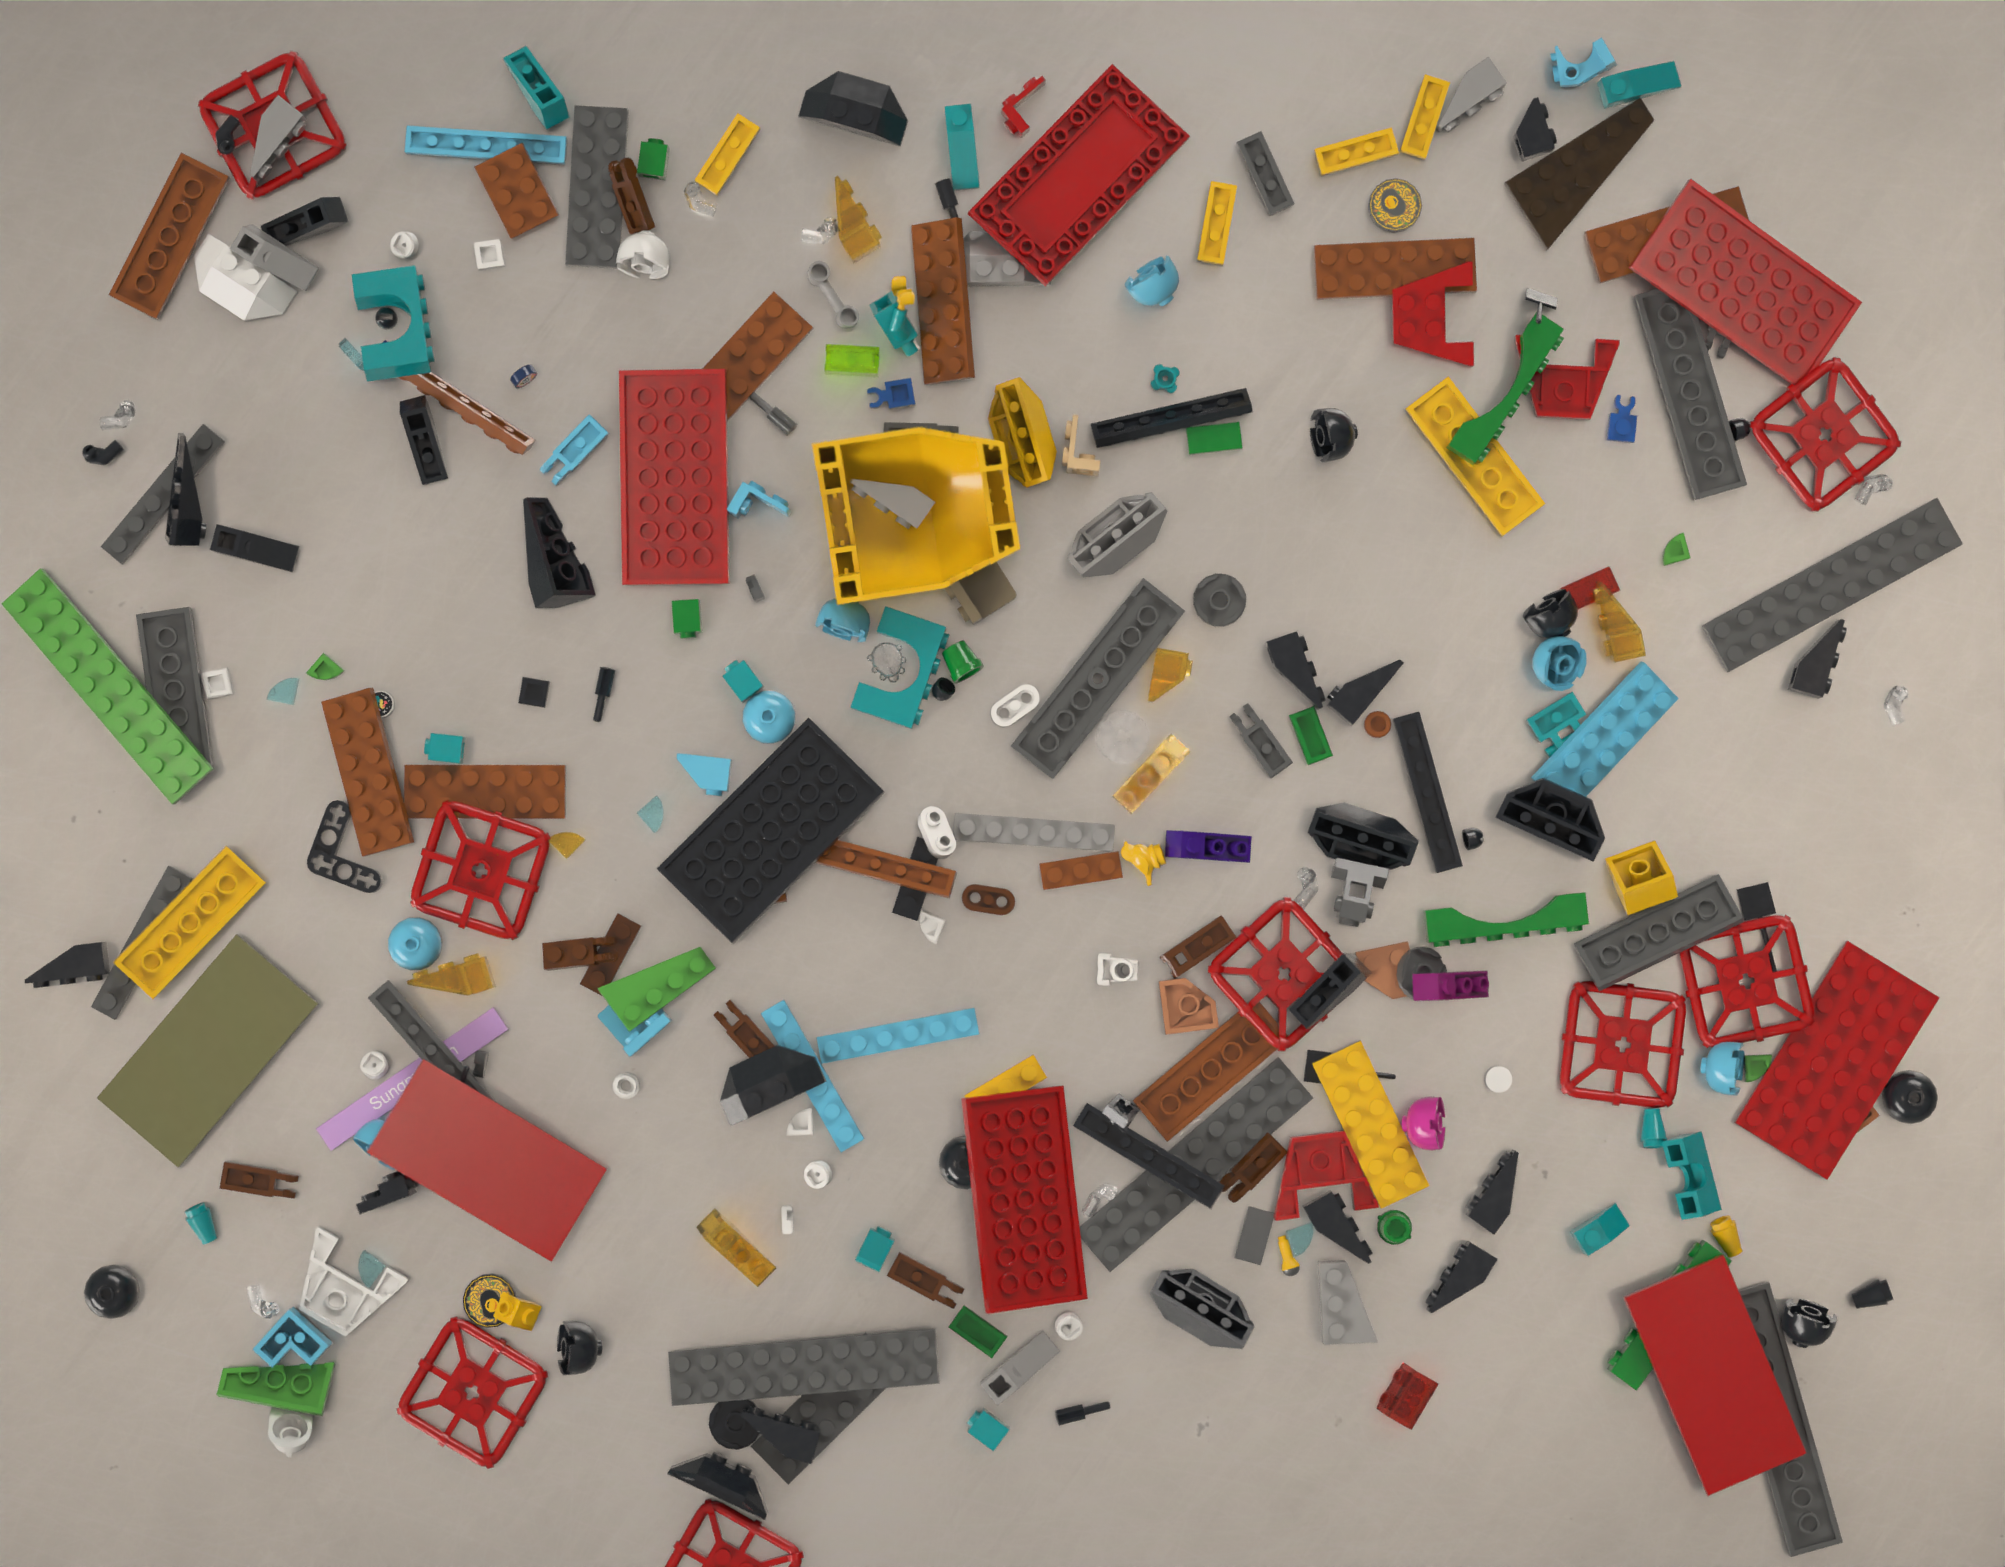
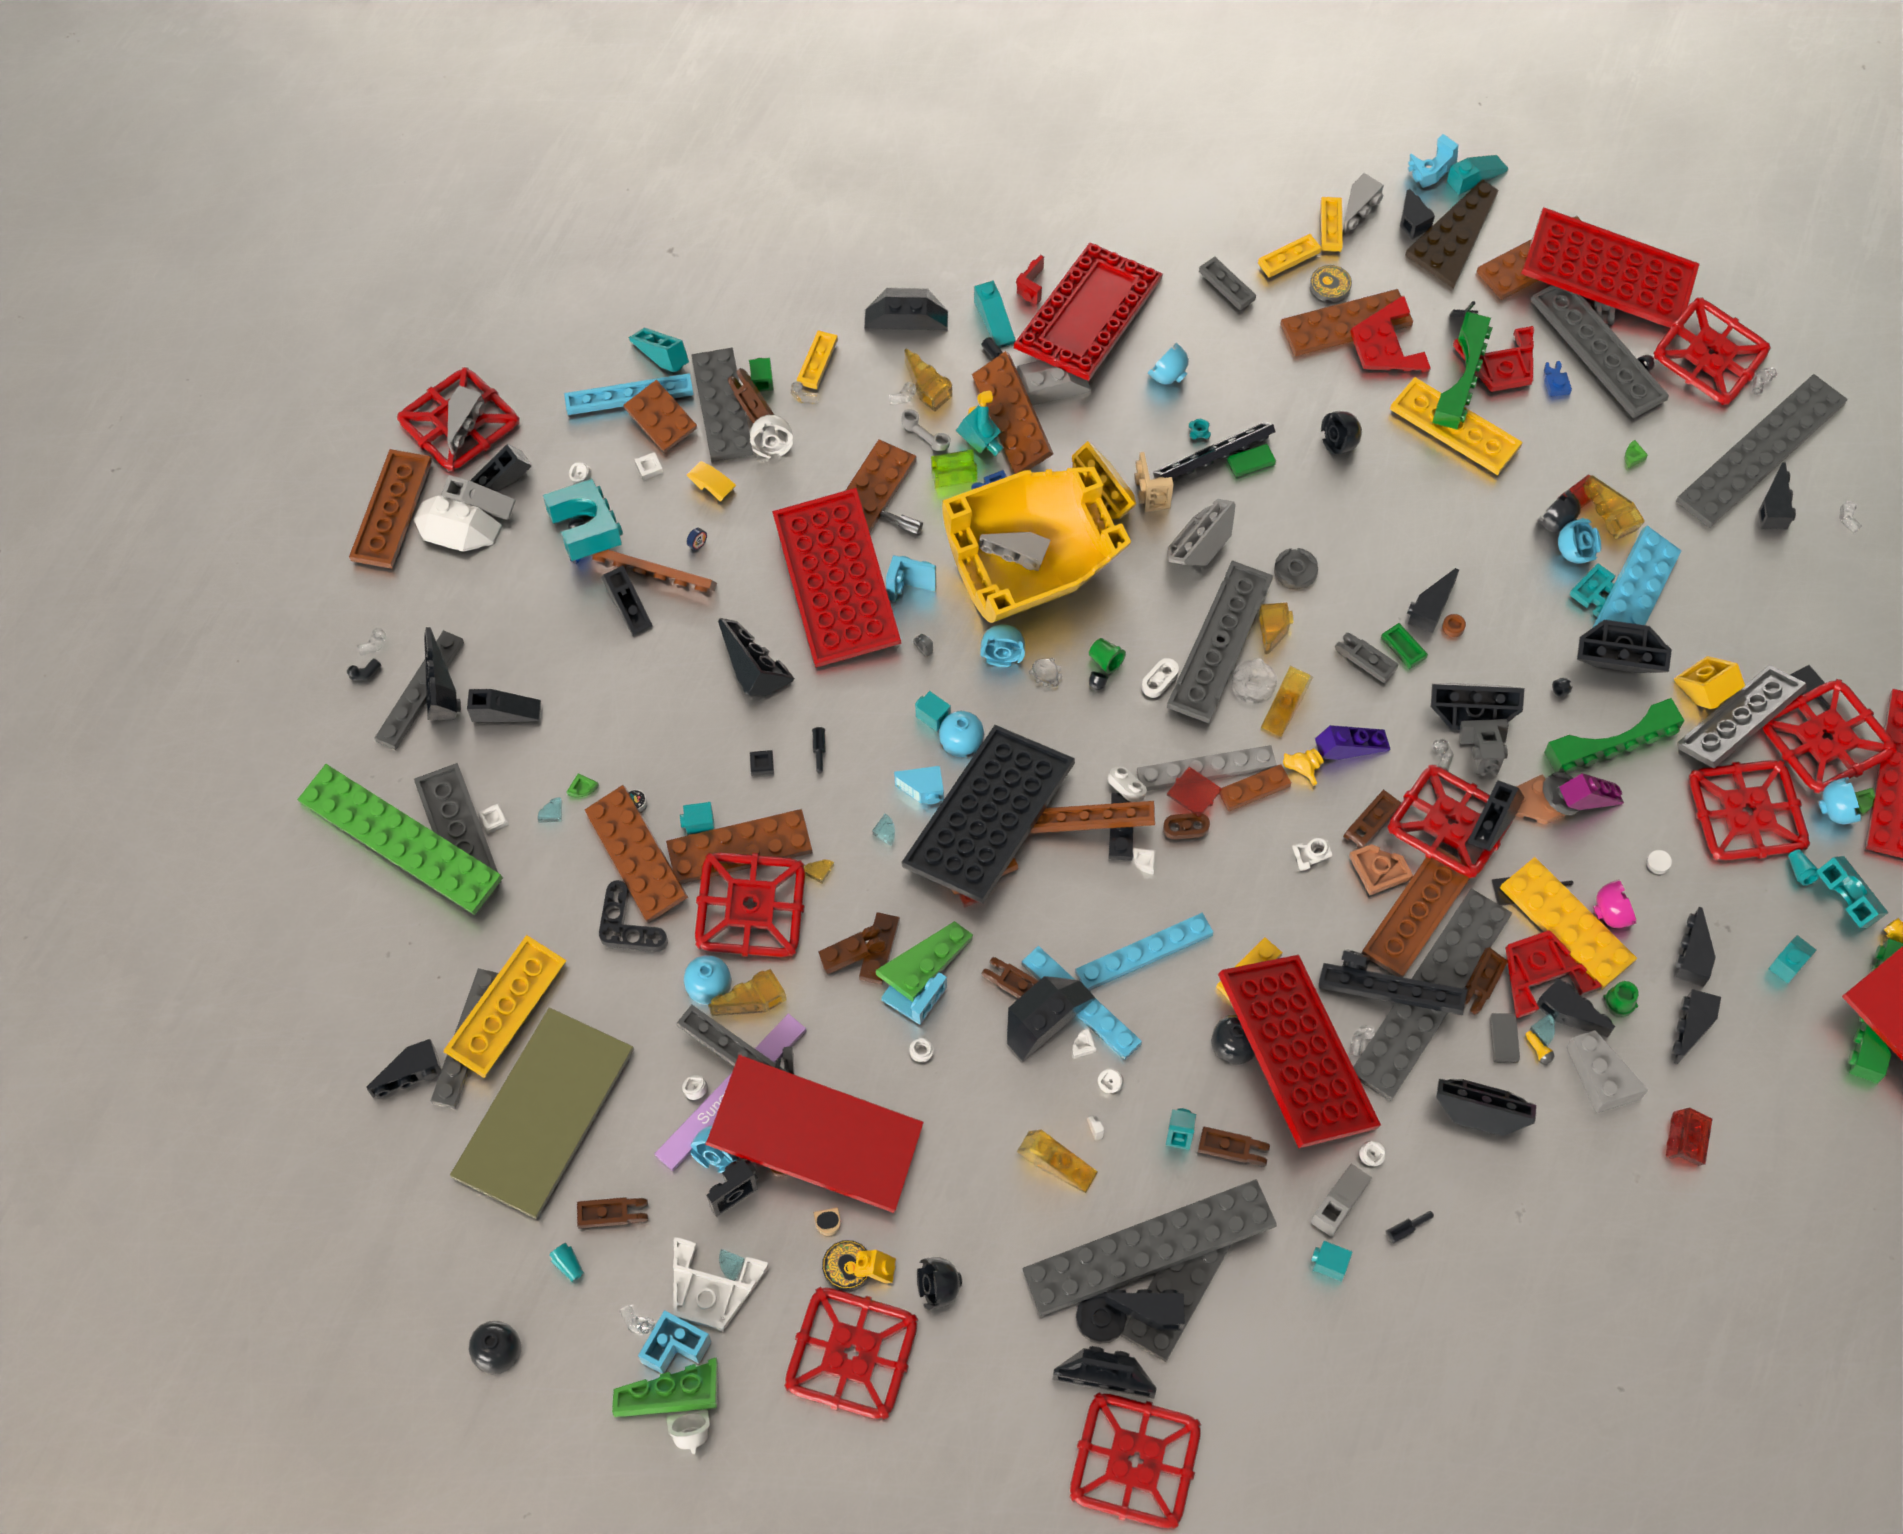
camera: 15 degrees left, 25 degrees down
(224, 135) = (422, 429): black arm -> none
(352, 353) = (556, 552): clear light blue tile -> none
(480, 1248) = (828, 1221): none -> tile
(558, 298) = (710, 478): none -> yellow slope
(575, 447) = (750, 579): medium azure hinge -> none
(687, 618) = (873, 675): green brick -> none
(904, 705) = (1068, 698): teal arch -> none
(977, 1331) = (1293, 1180): green tile -> none
(981, 593) = (1103, 602): dark tan bracket -> none
(1008, 863) = (1194, 792): none -> clear red piece
(1217, 223) = (1202, 321): yellow plate -> none
(1291, 663) = (1370, 596): black slope -> none
(1427, 792) = (1514, 662): black plate -> none

